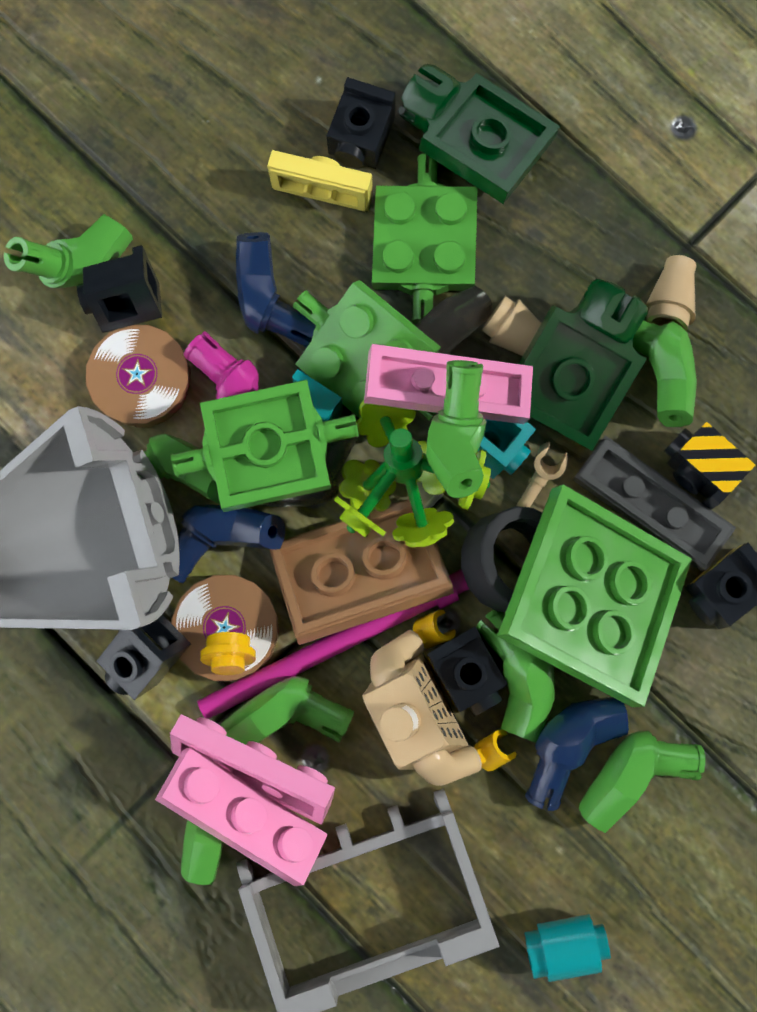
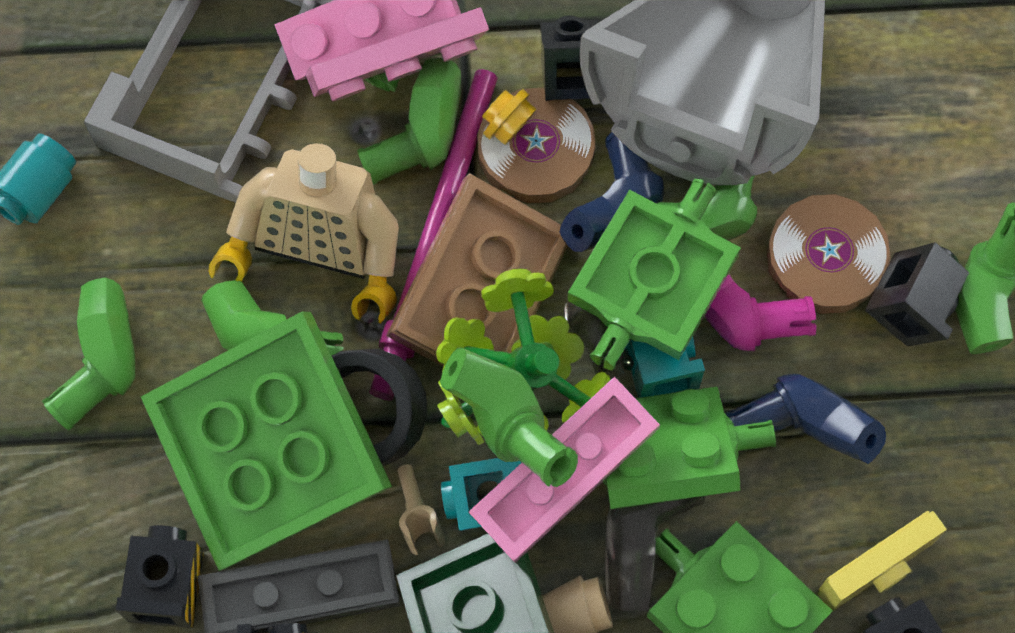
camera: 130 degrees right, 10 degrees down
(447, 663) = (328, 303): black brick -> none
(568, 742) = (177, 321): dark blue arm -> none

